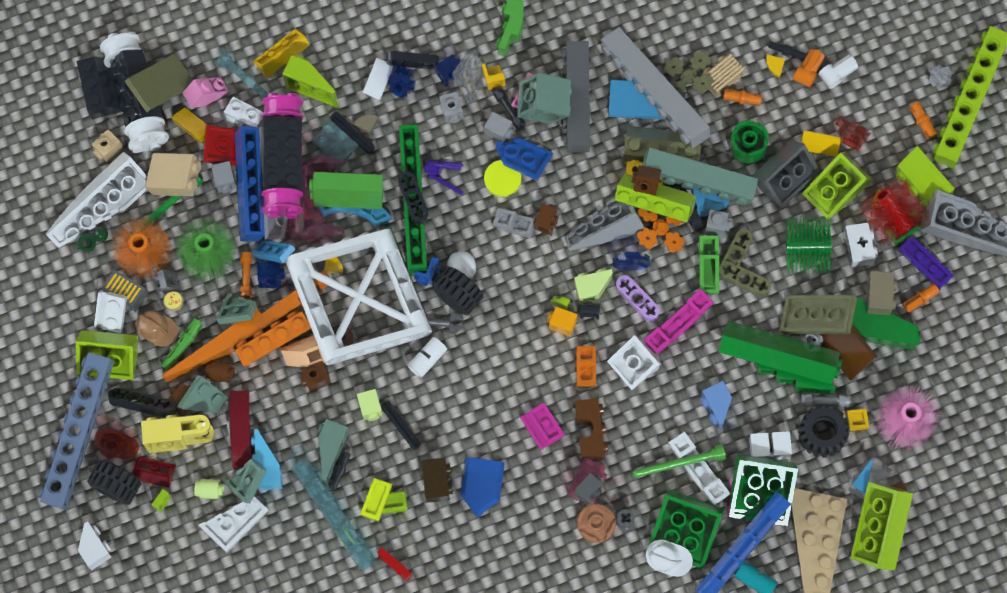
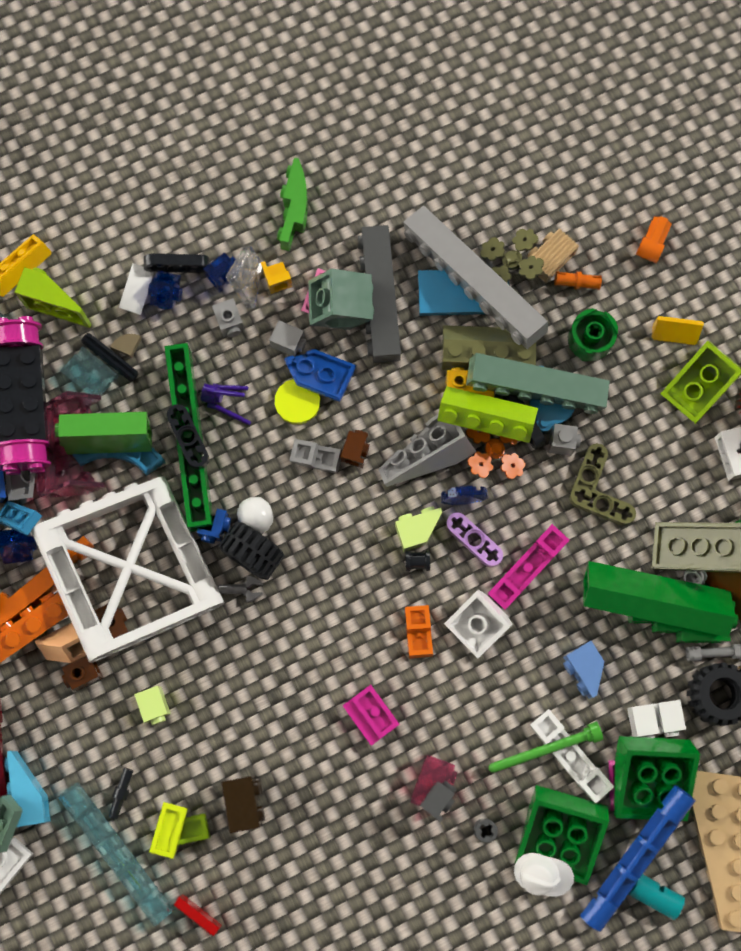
camera: 10 degrees left, 5 degrees up
(331, 442) = (106, 762): sand green slope -> none
(333, 265) = (97, 527): yellow tile -> none
(401, 425) = (193, 726): black axle -> none
(427, 357) = (220, 636): white pin -> none
(482, 484) = (301, 796): blue tile -> none
(501, 97) = (288, 301): black bar -> none
(562, 321) = (384, 577): light orange brick -> none
(563, 303) = (382, 553): lime tile -> none
(589, 412) = (429, 692): reddish brown arch -> none
(596, 523) = (450, 837): nougat tile -> none
(646, 180) = (476, 394): reddish brown brick -> none
(709, 264) = (558, 490): bright green slope -> none
(775, 65) = (612, 238): yellow tile -> none
(786, 50) = (624, 220): black bar -> none
(786, 173) = (641, 369): dark grey slope -> none
(810, 244) = (680, 459): green piece -> none
(834, 74) = (685, 244): white piece -> none
(851, 134) = (714, 317): clear red wing -> none

